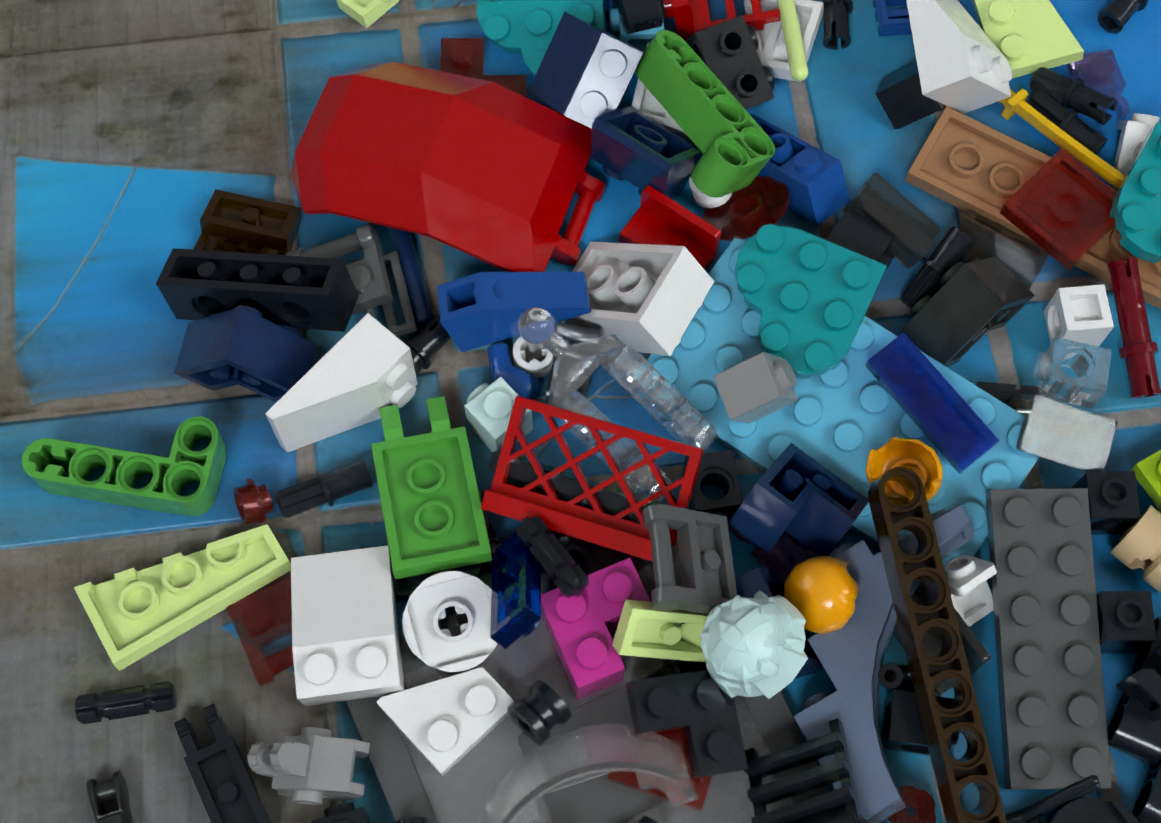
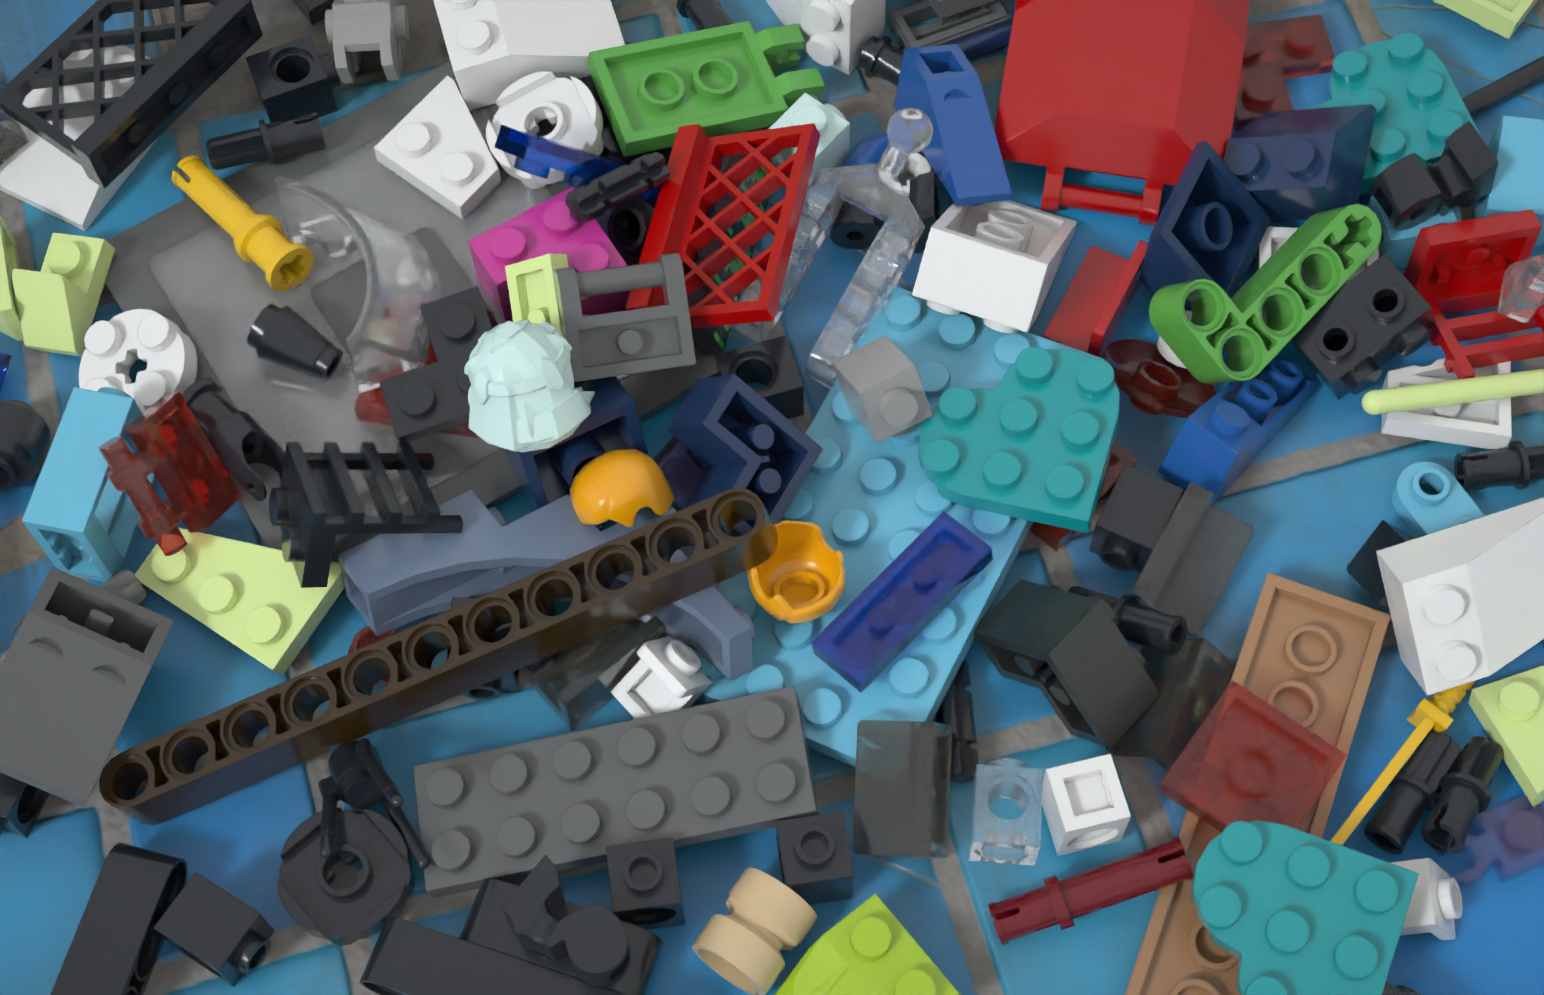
camera: 85 degrees right, 5 degrees down
(539, 712) = (447, 226): black wheel -> none
(870, 61) = (1427, 512): none -> medium azure plate

